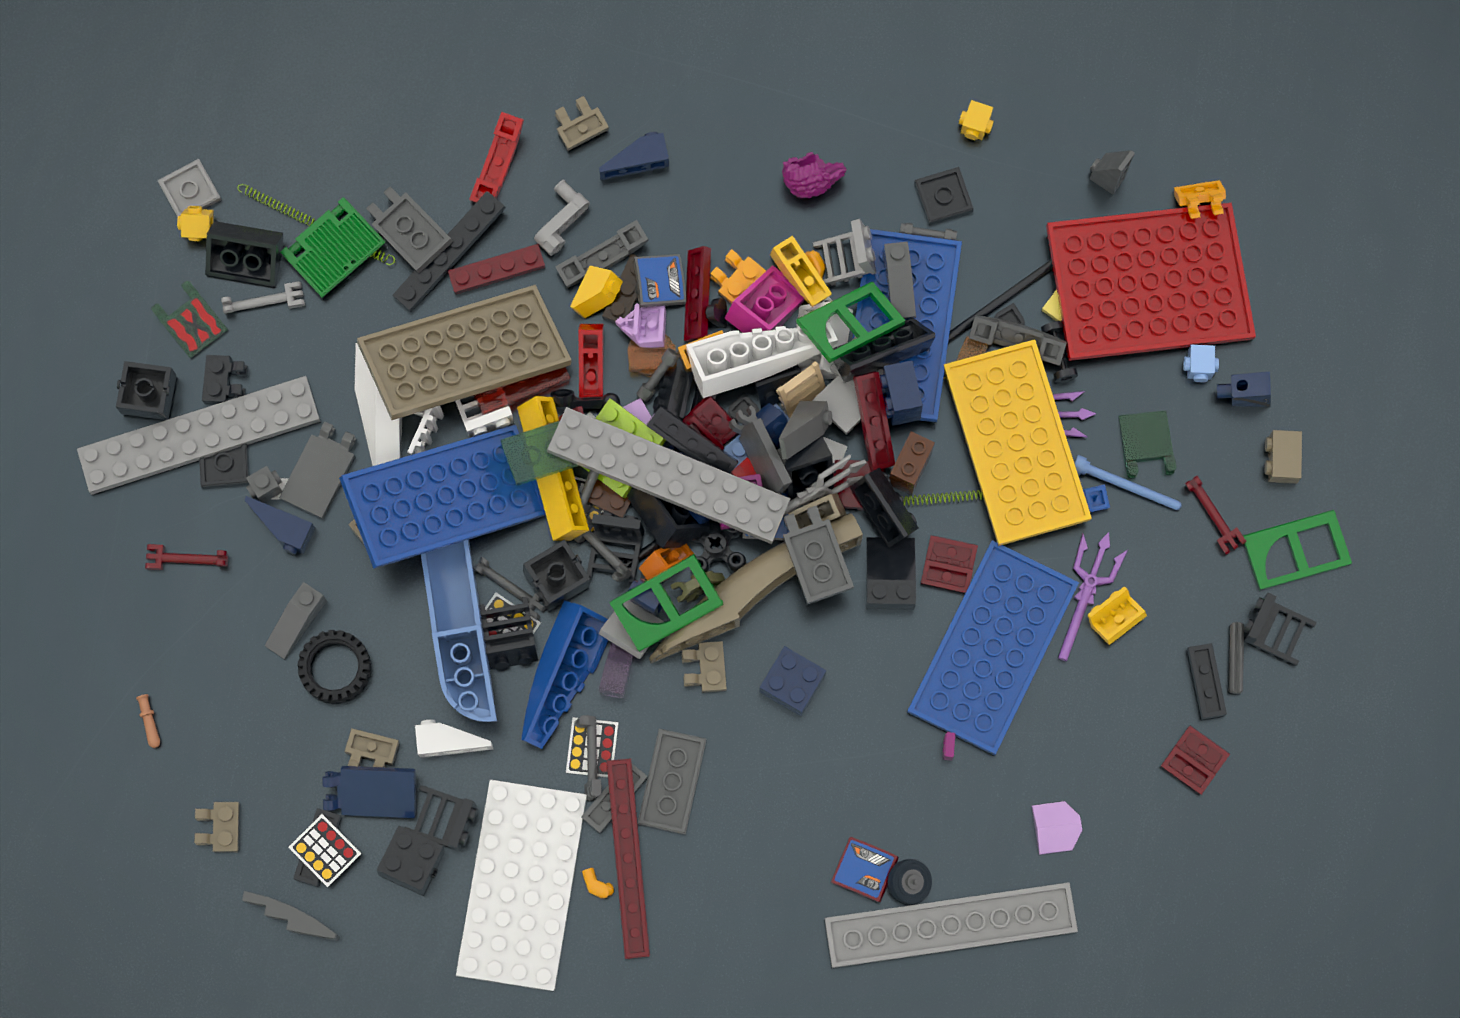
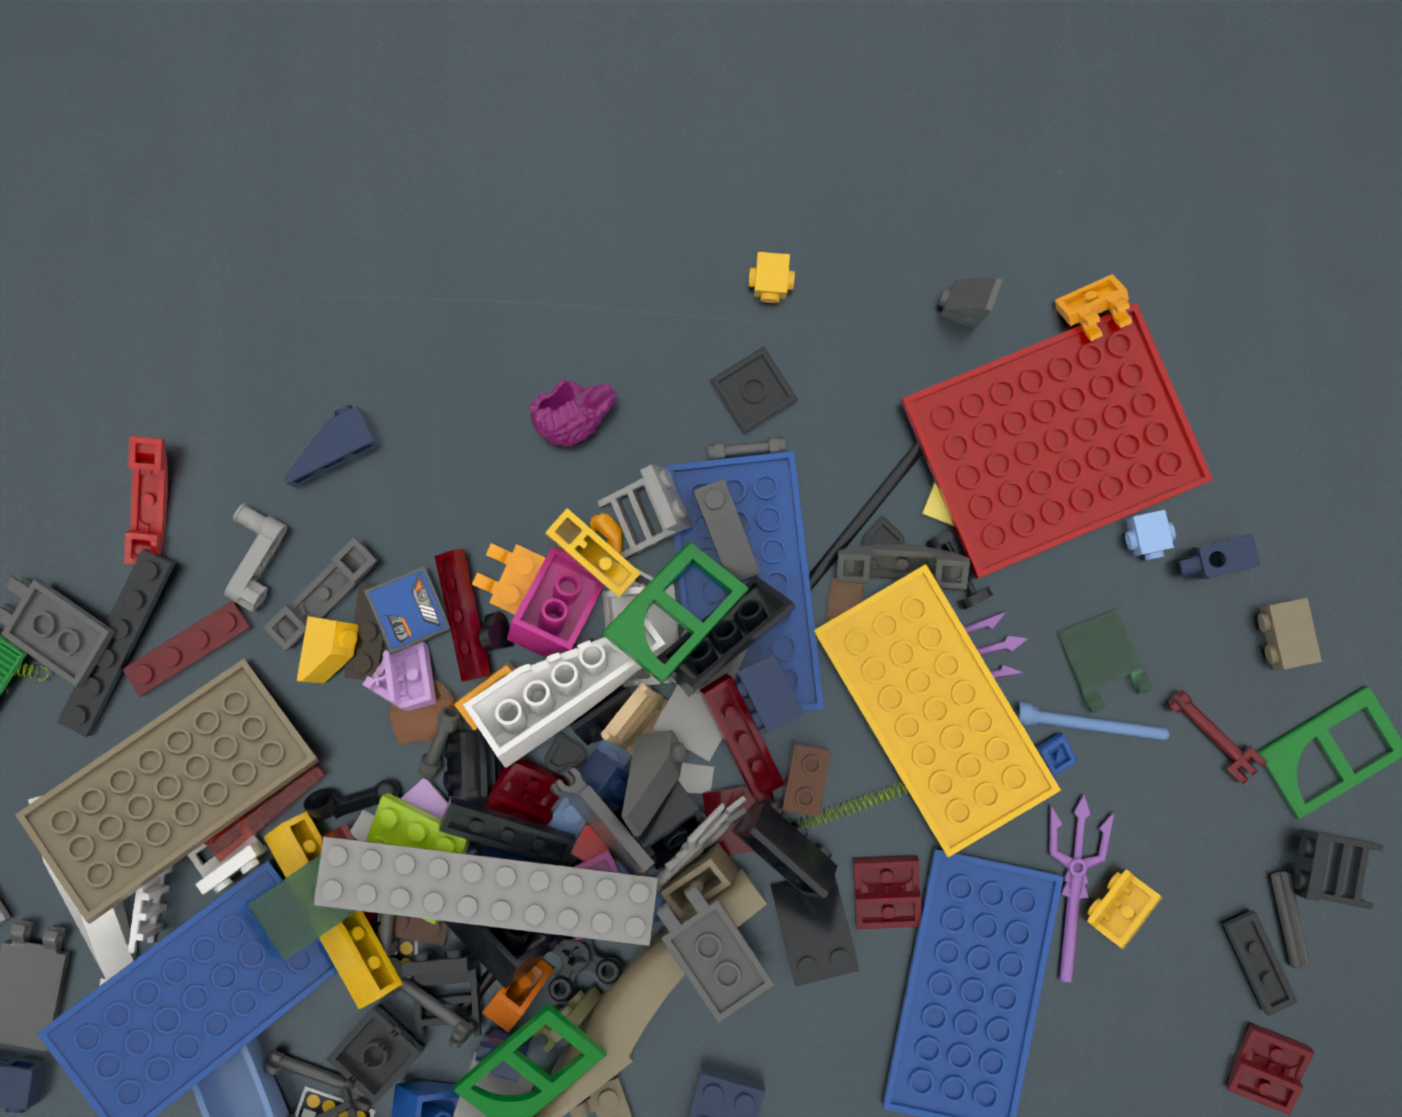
camera: 15 degrees left, 10 degrees up
(582, 128) = (249, 424): dark tan plate -> none
(591, 360) = (344, 741): red slope -> none

